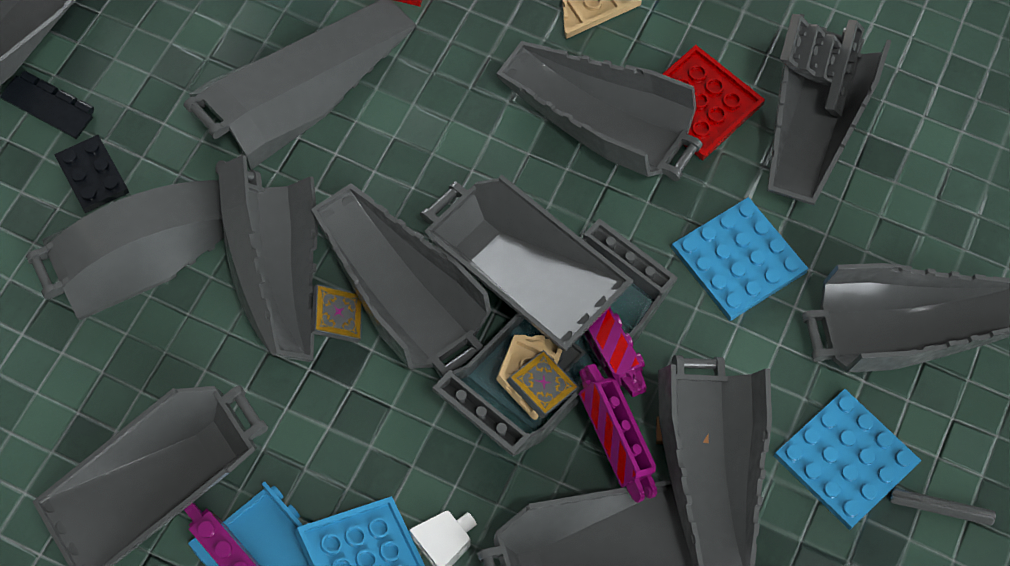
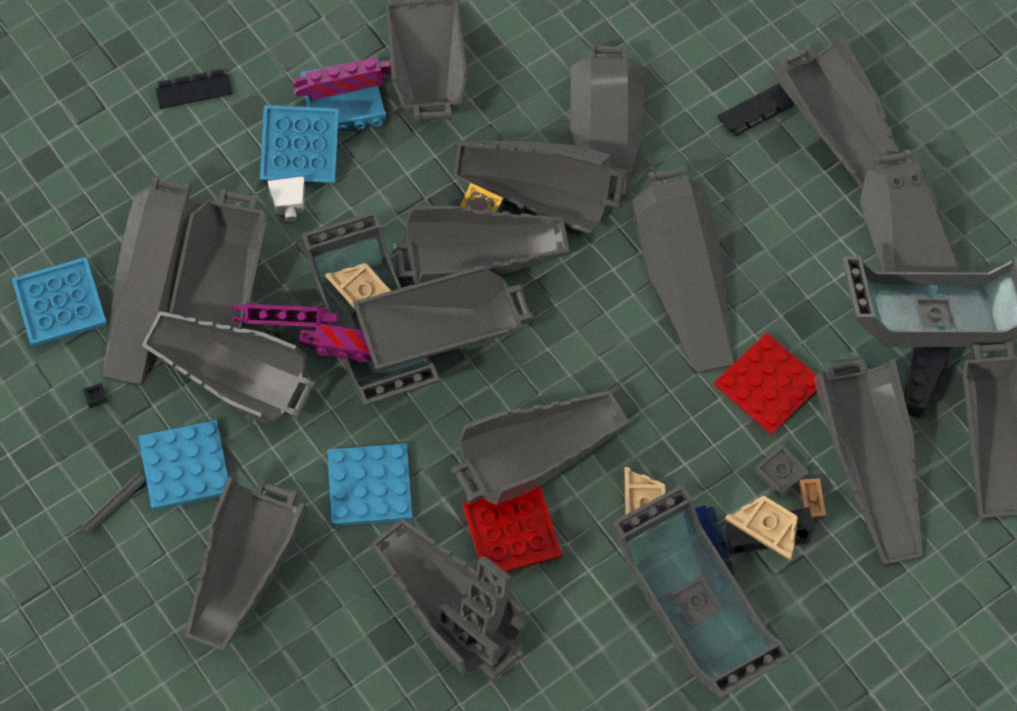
camera: 120 degrees right, 0 degrees up
(91, 173) = (681, 114): black plate -> none
(542, 384) = (343, 287): tile -> none

